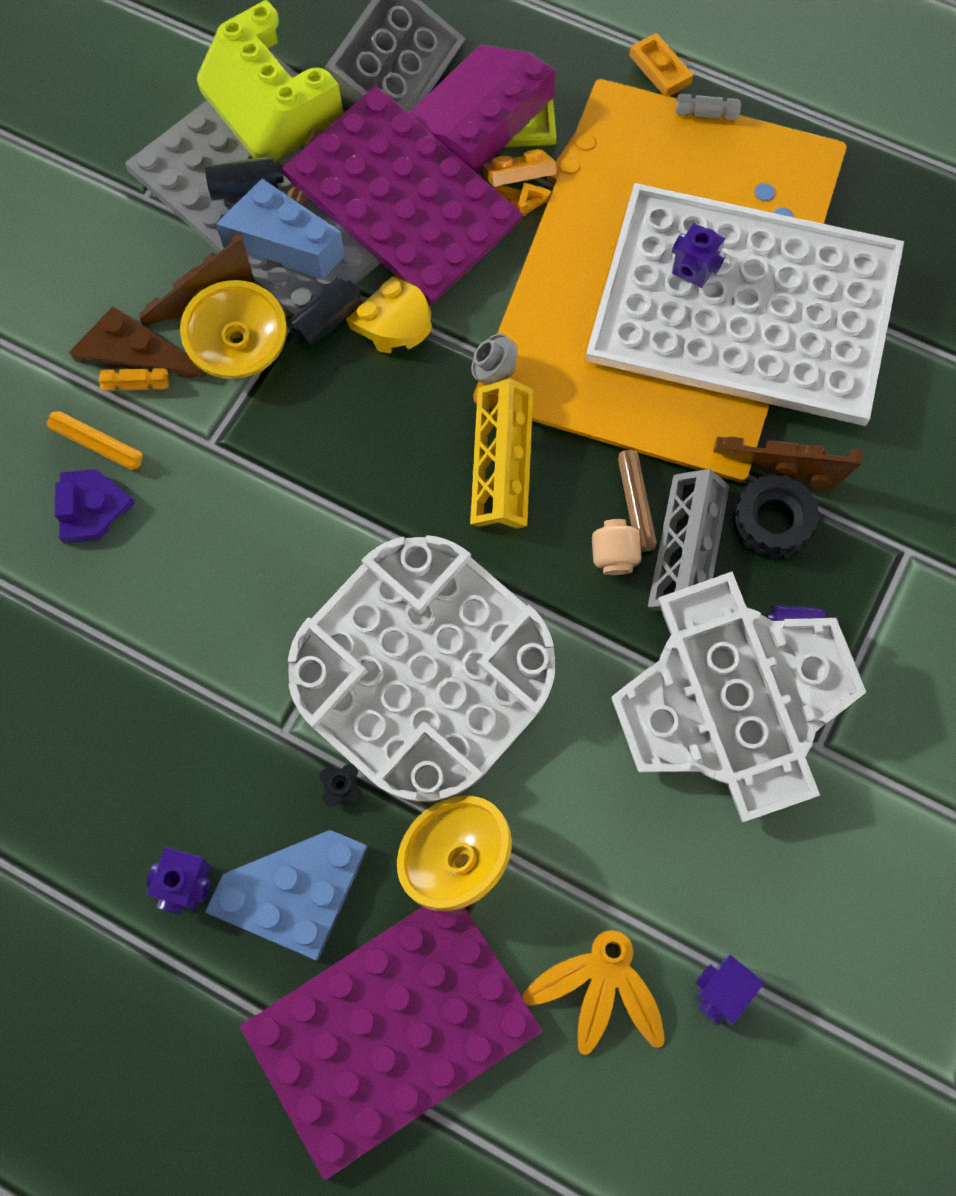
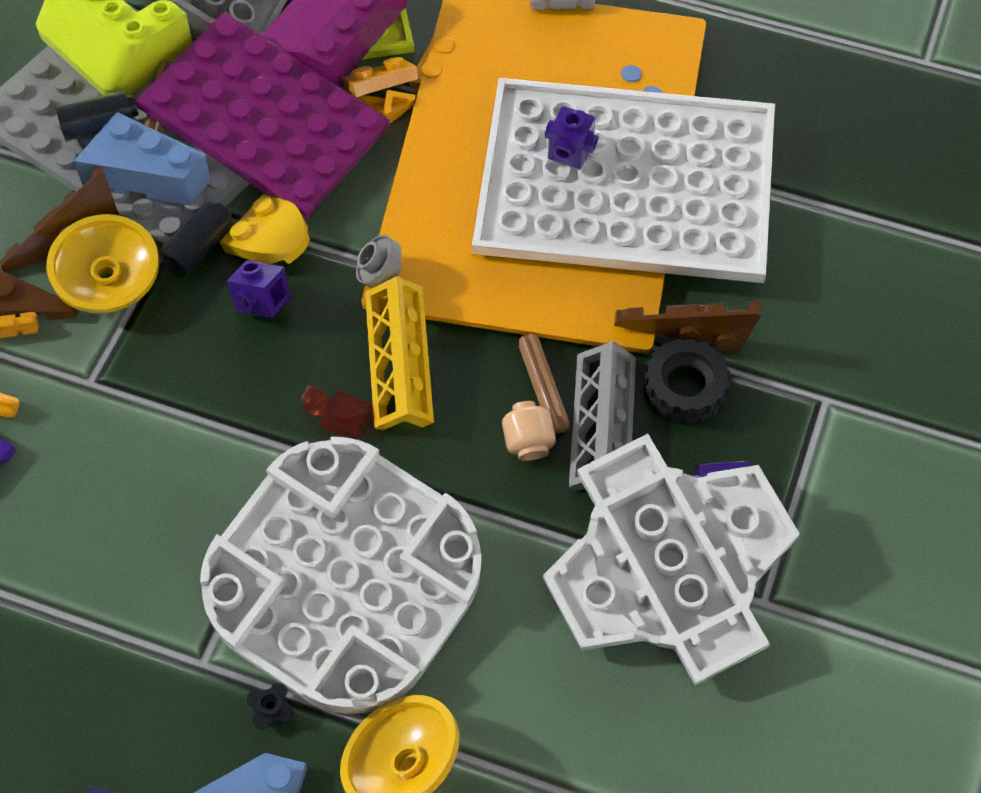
camera: 10 degrees left, 10 degrees down
(377, 372) = (259, 289): none -> dark purple brick
(441, 507) = (341, 415): none -> clear red plate

